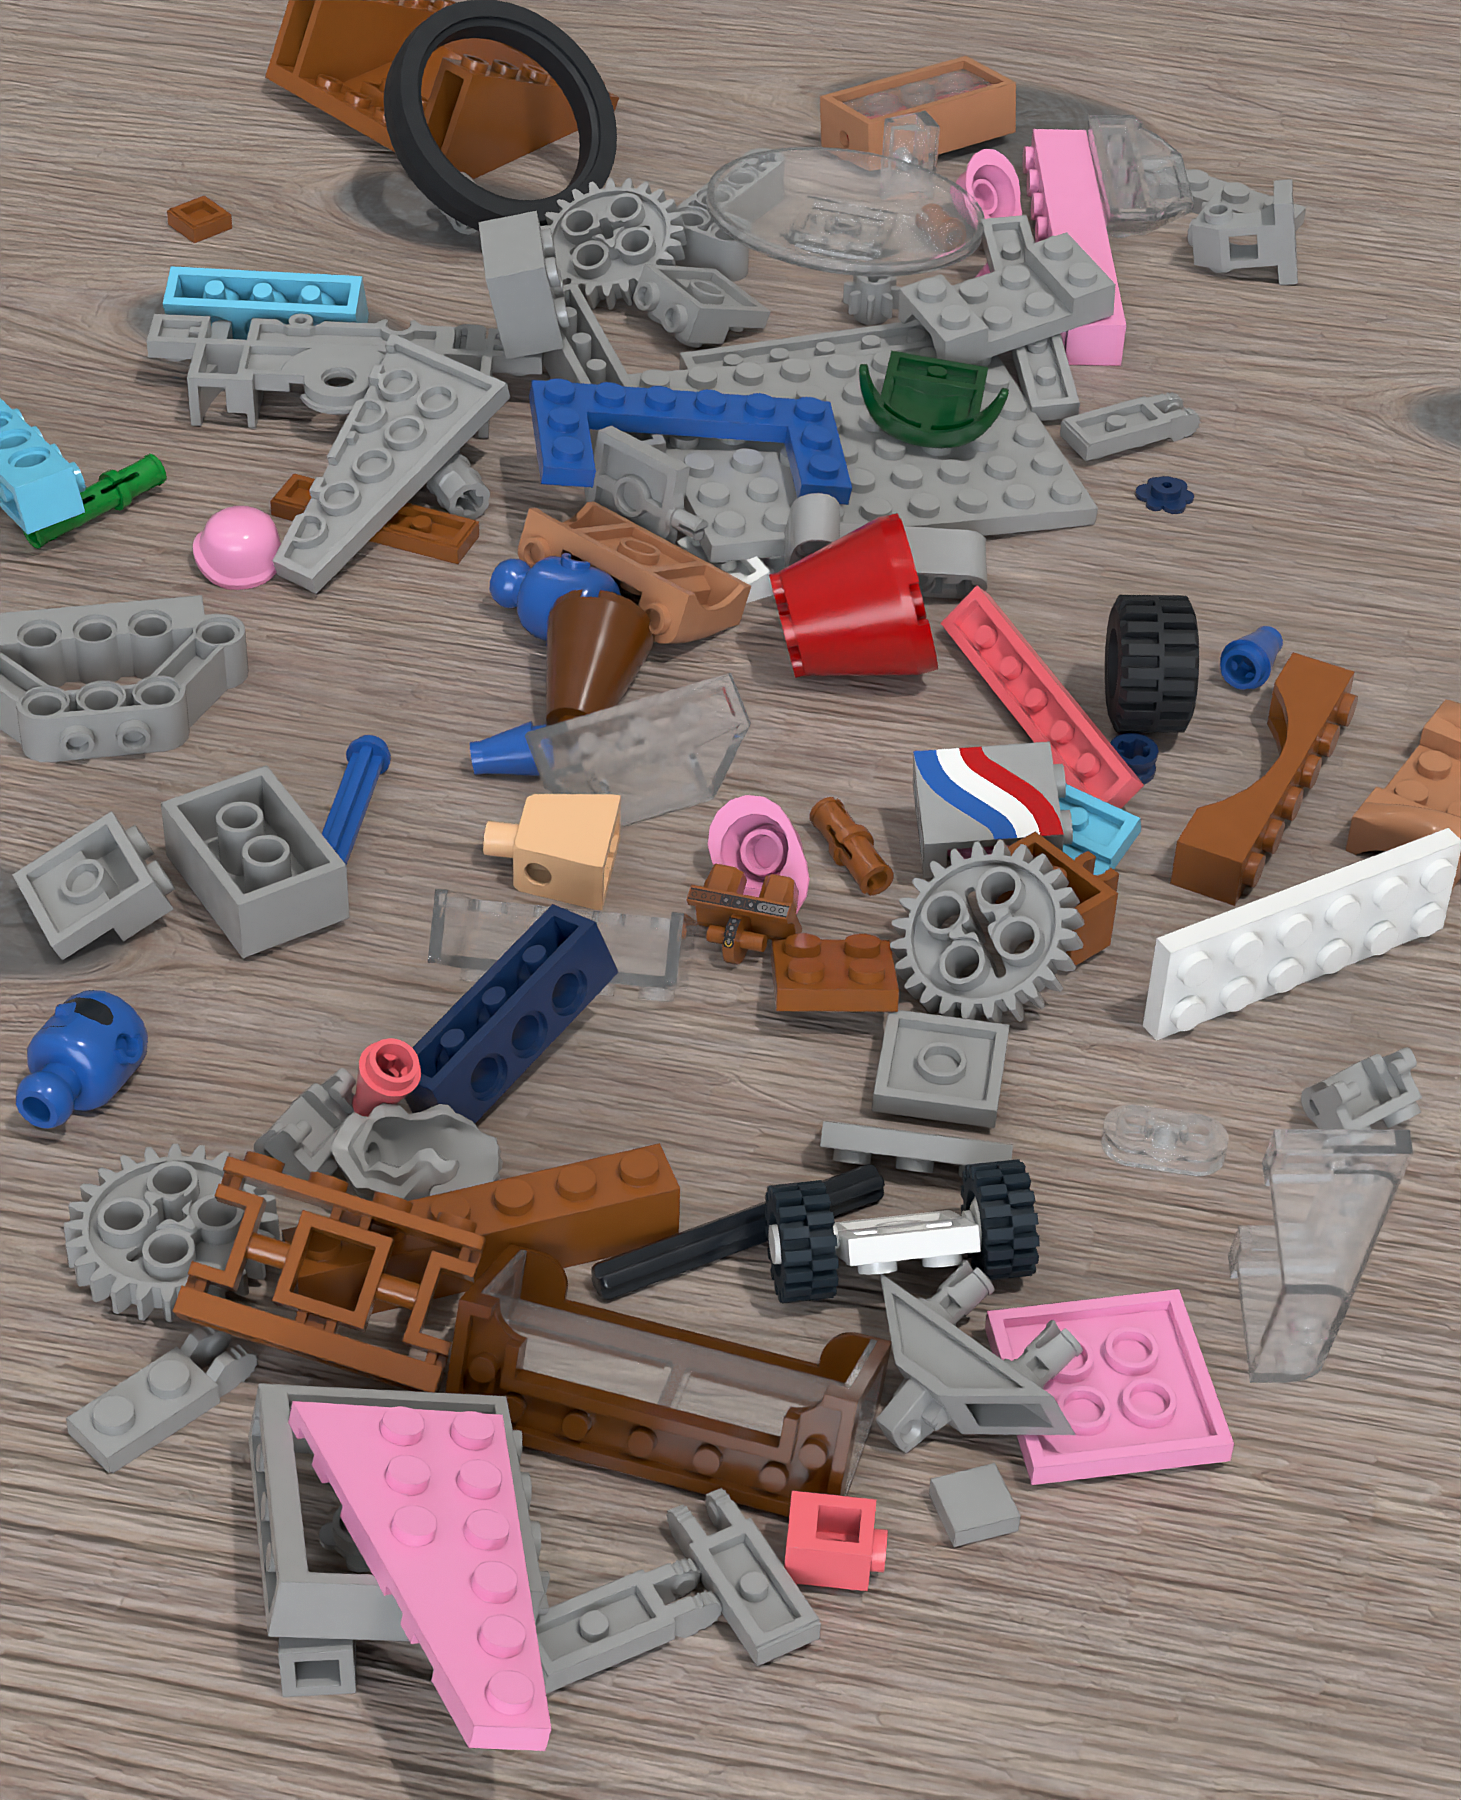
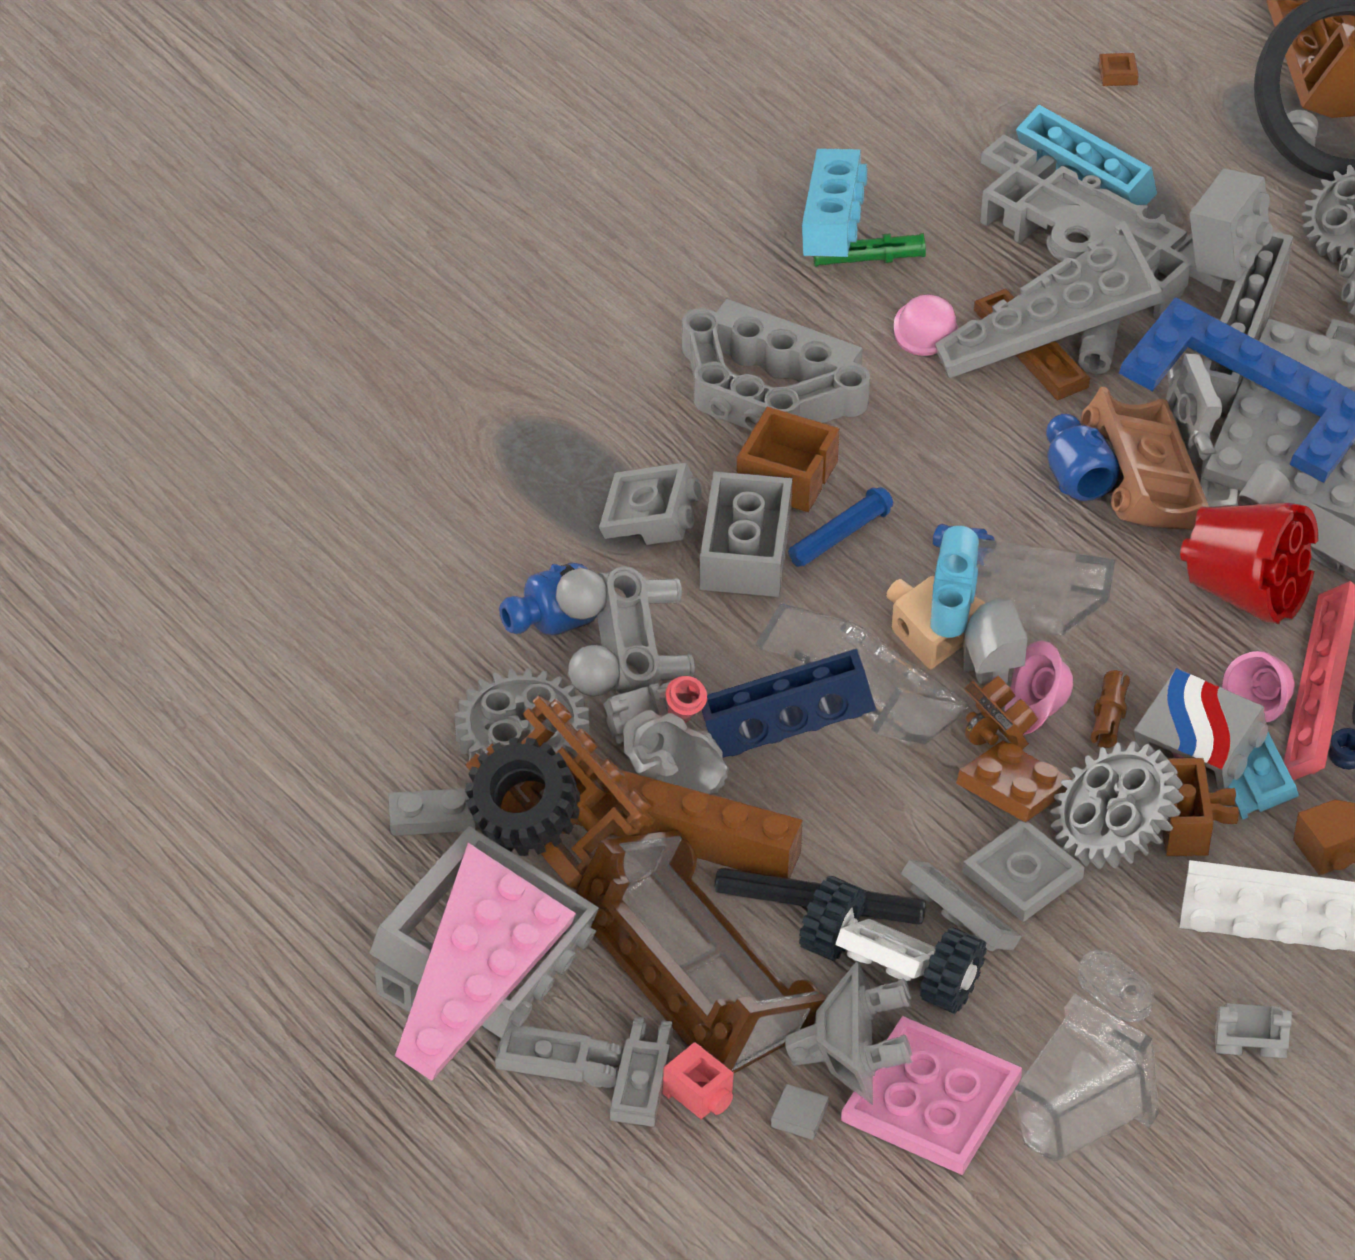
camera: 40 degrees right, 5 degrees up
(223, 737) = (793, 449): none -> dark orange piece
(233, 1059) = (623, 629): none -> light grey piece
(307, 1248) = (516, 765): none -> black tyre
(578, 780) = (954, 581): none -> medium azure piece
(593, 652) = (1057, 507): reddish brown cone -> none
(673, 830) = (994, 641): none -> light grey brick
(992, 720) = (1261, 680): none -> bright pink helmet

